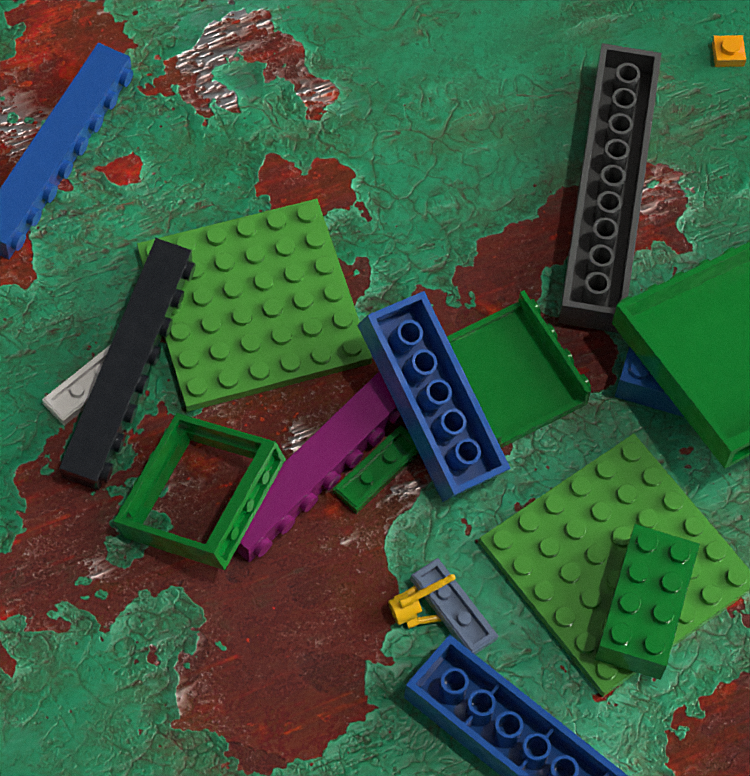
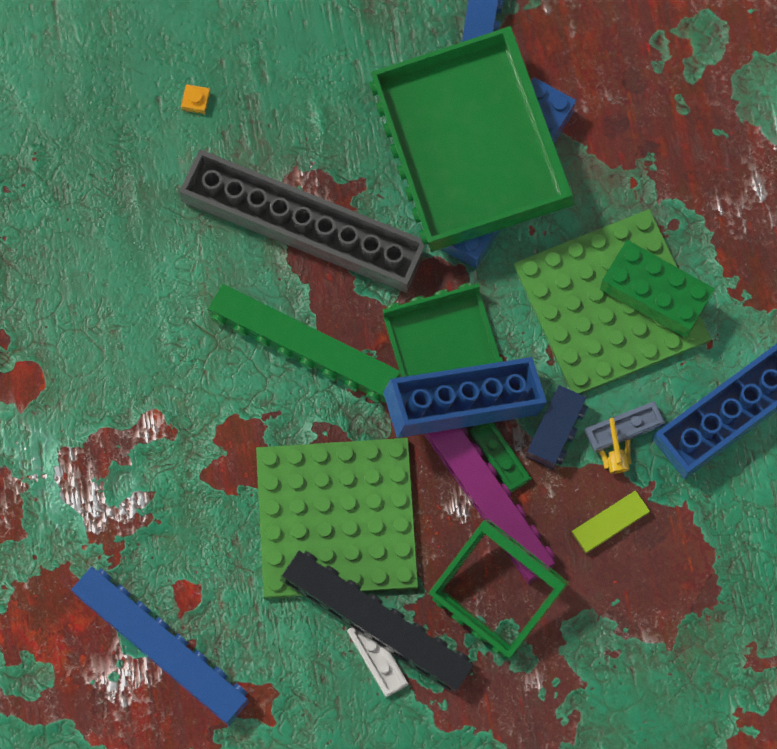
camera: 70 degrees left, 10 degrees up
(324, 617) = (610, 522): none -> lime tile
(430, 524) = (557, 428): none -> dark blue brick
(460, 212) = (302, 343): none -> green brick

